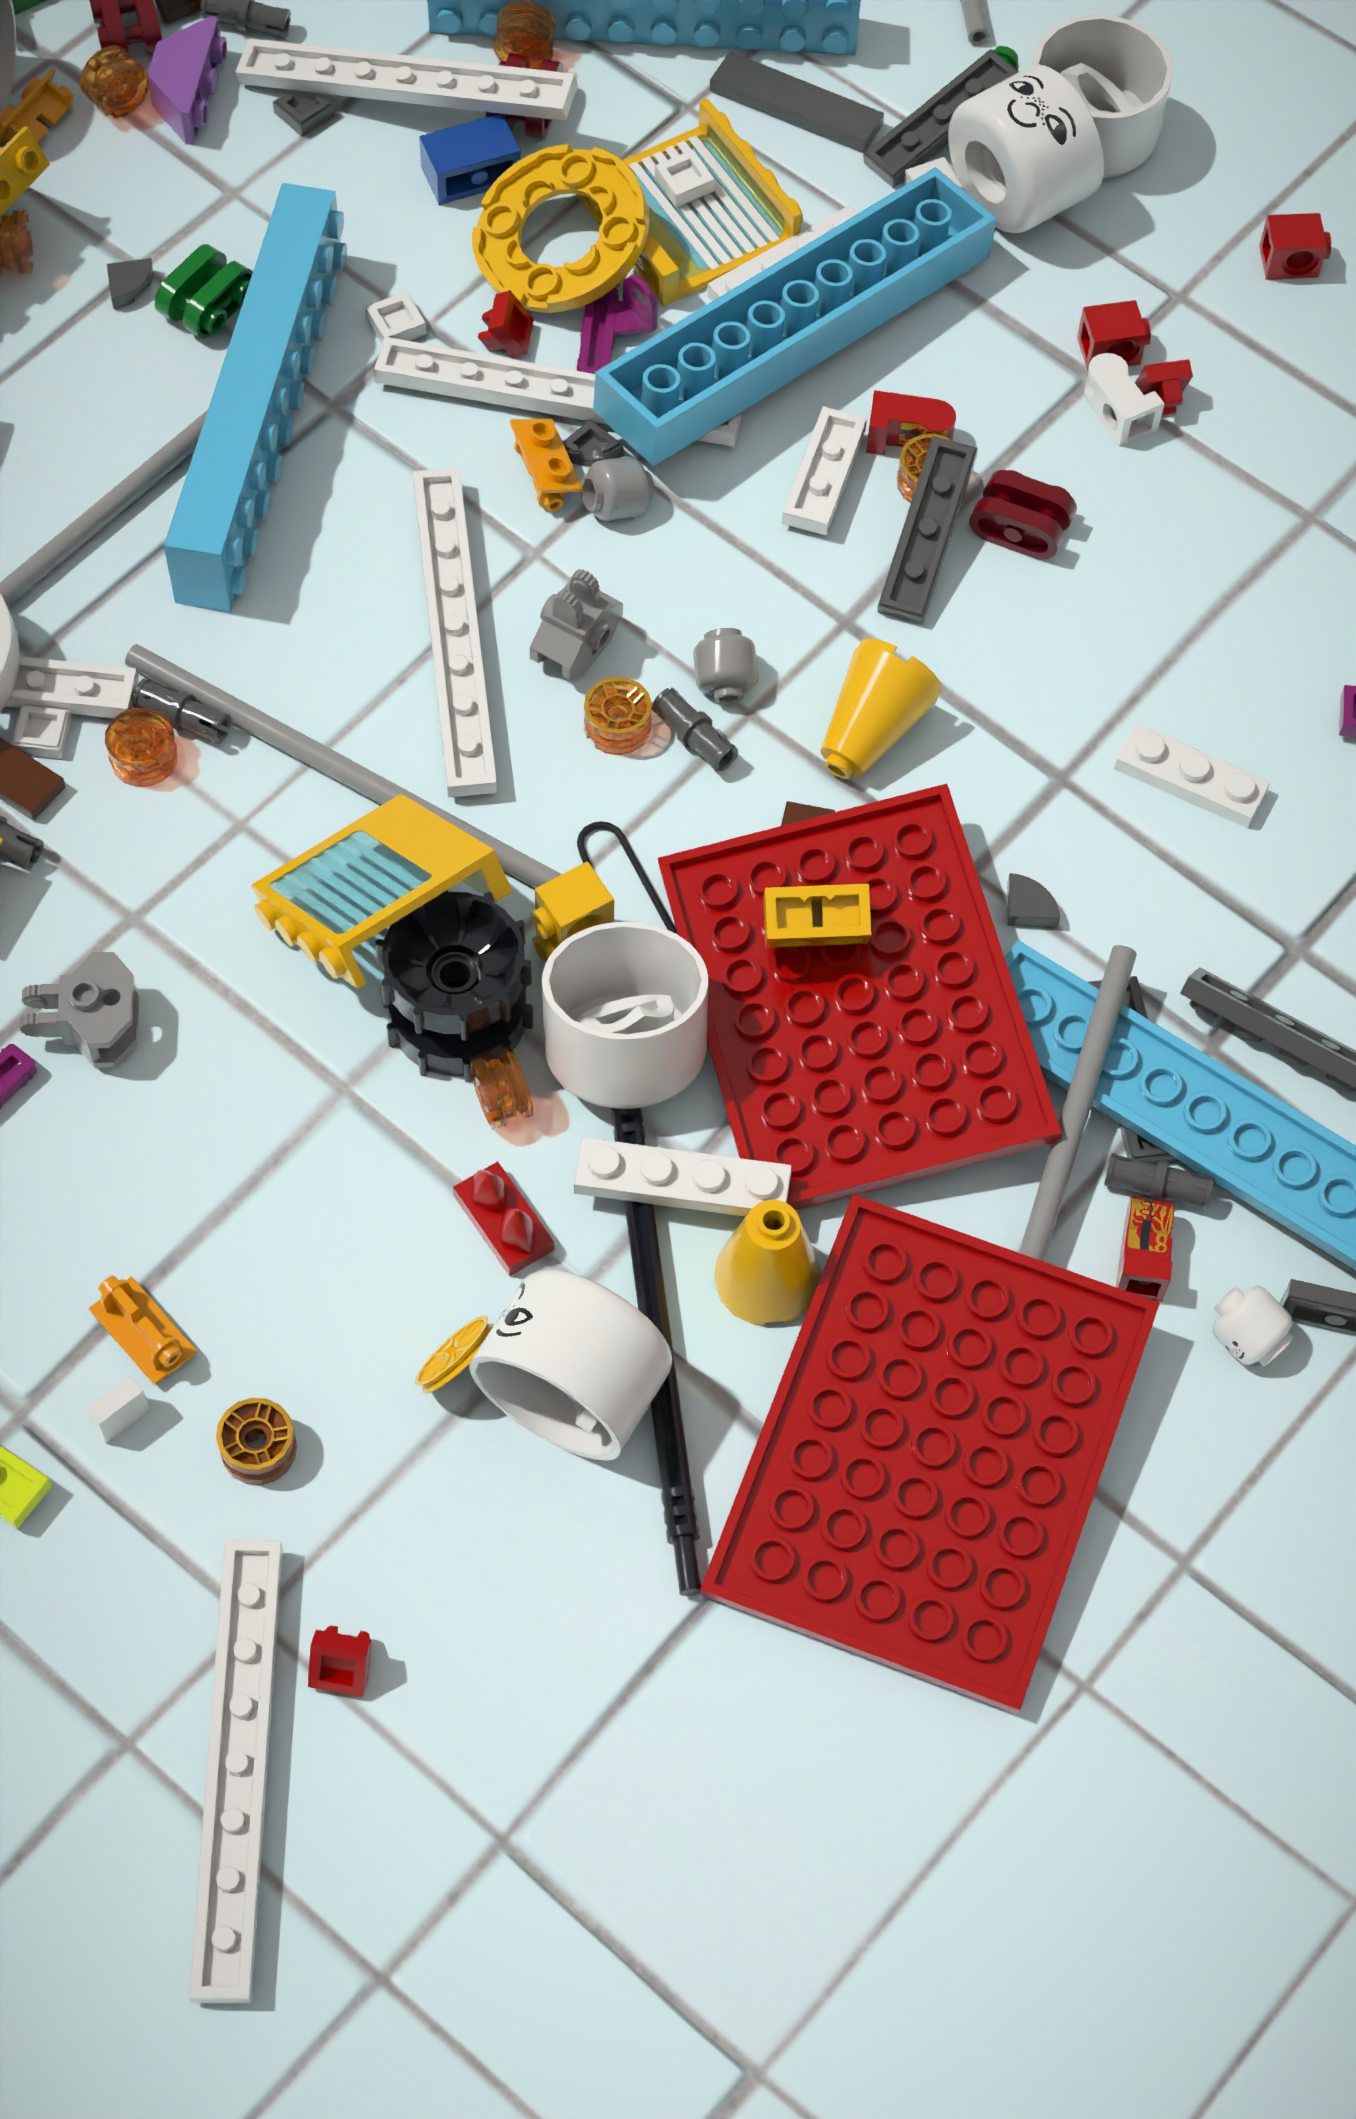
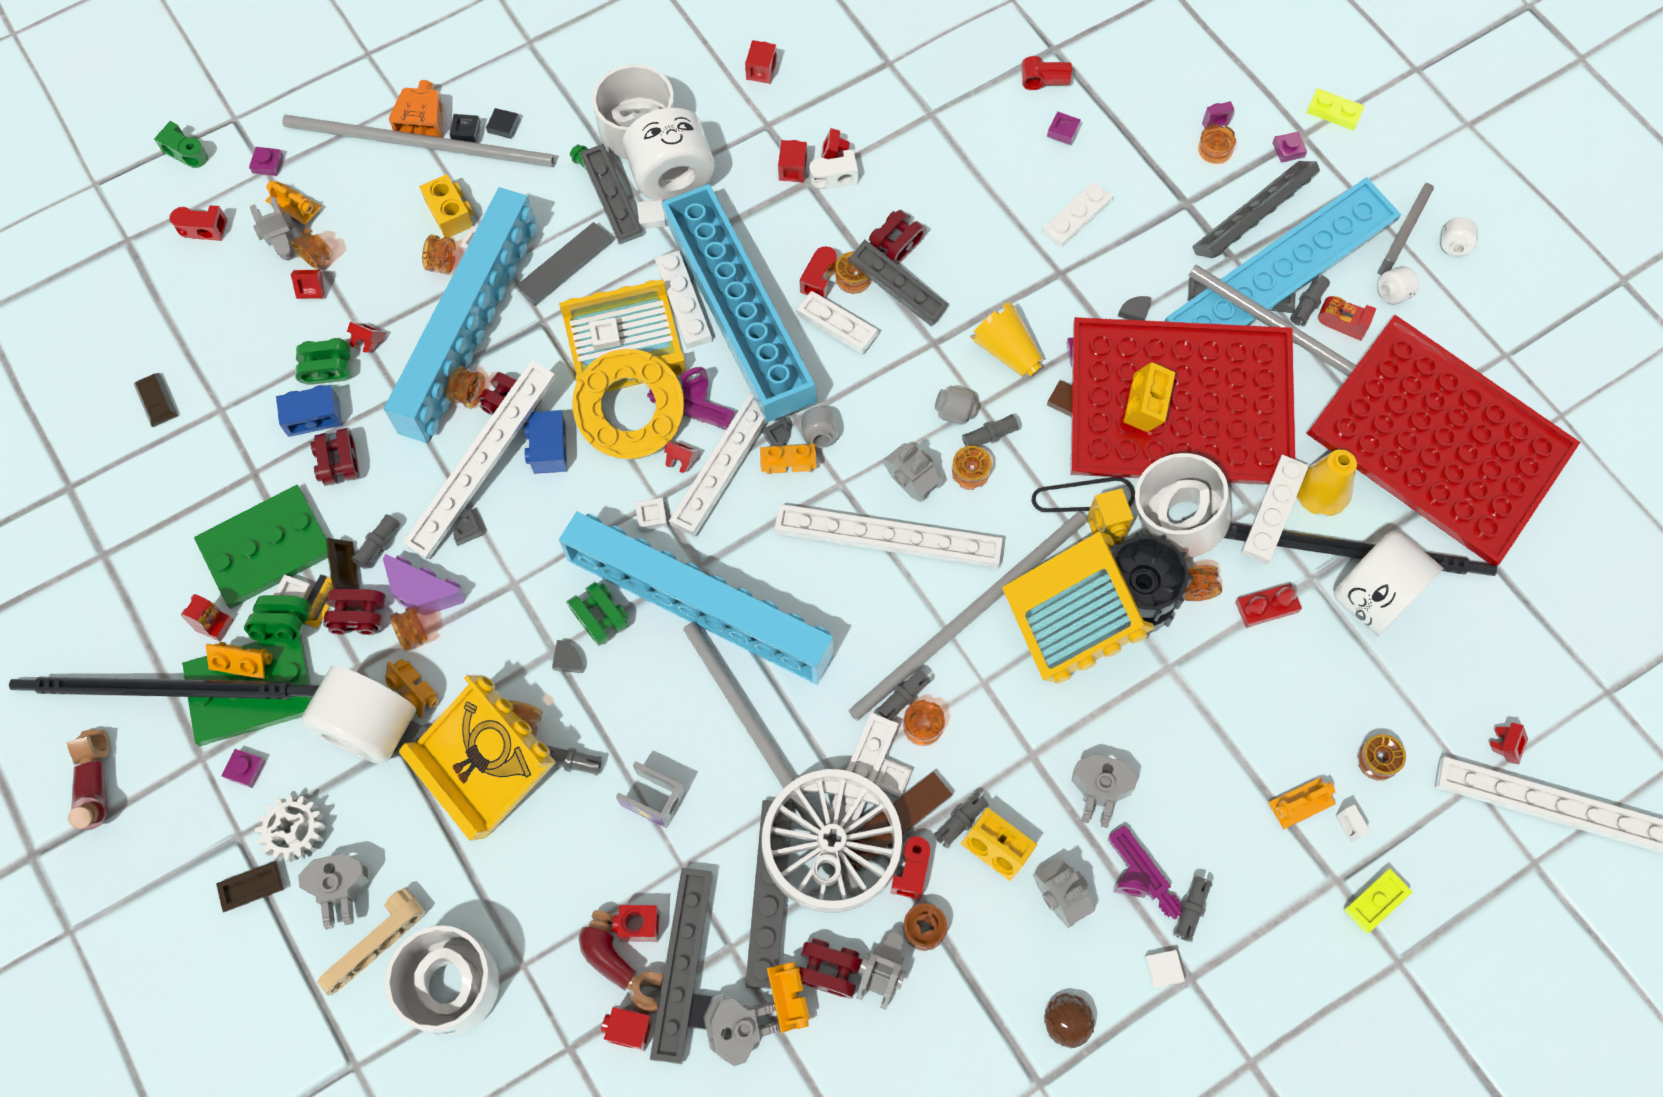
camera: 70 degrees left, 5 degrees up
(453, 1355) = (1356, 643): yellow wheel -> none

